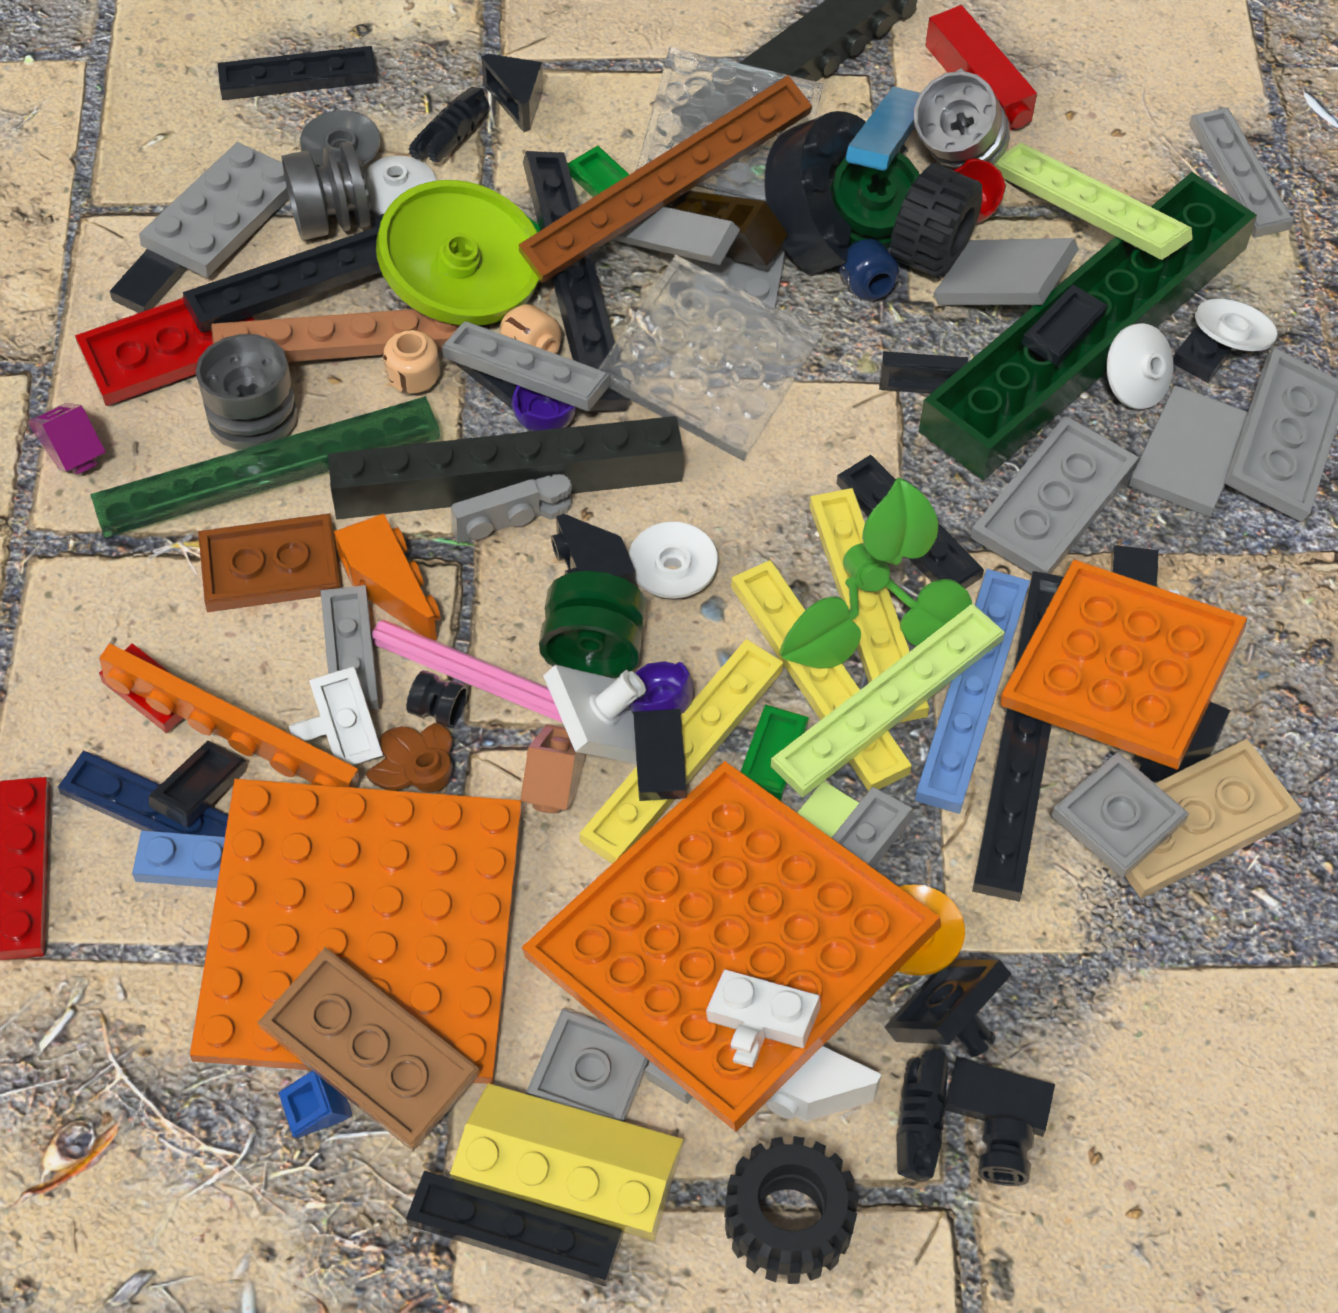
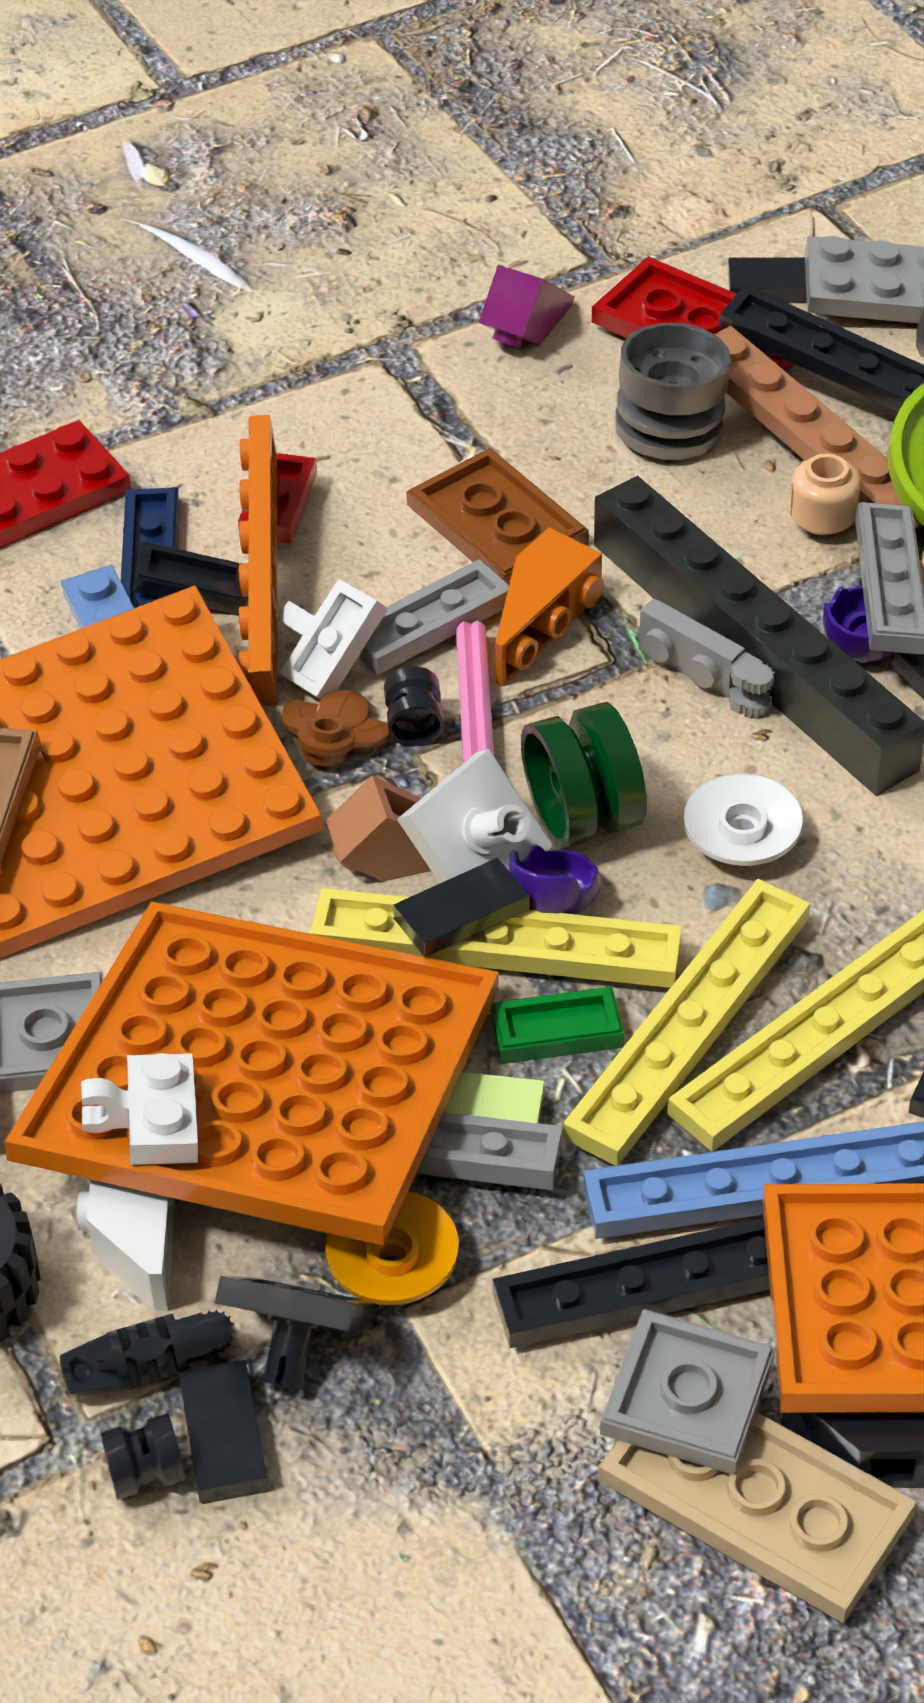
camera: 65 degrees right, 10 degrees down
(259, 467) = (610, 457): clear green plate -> none
(591, 548) = (683, 752): black slope -> none
(887, 700) = (694, 1088): yellowish green tile -> none
(896, 528) = (859, 924): bright green plant -> none

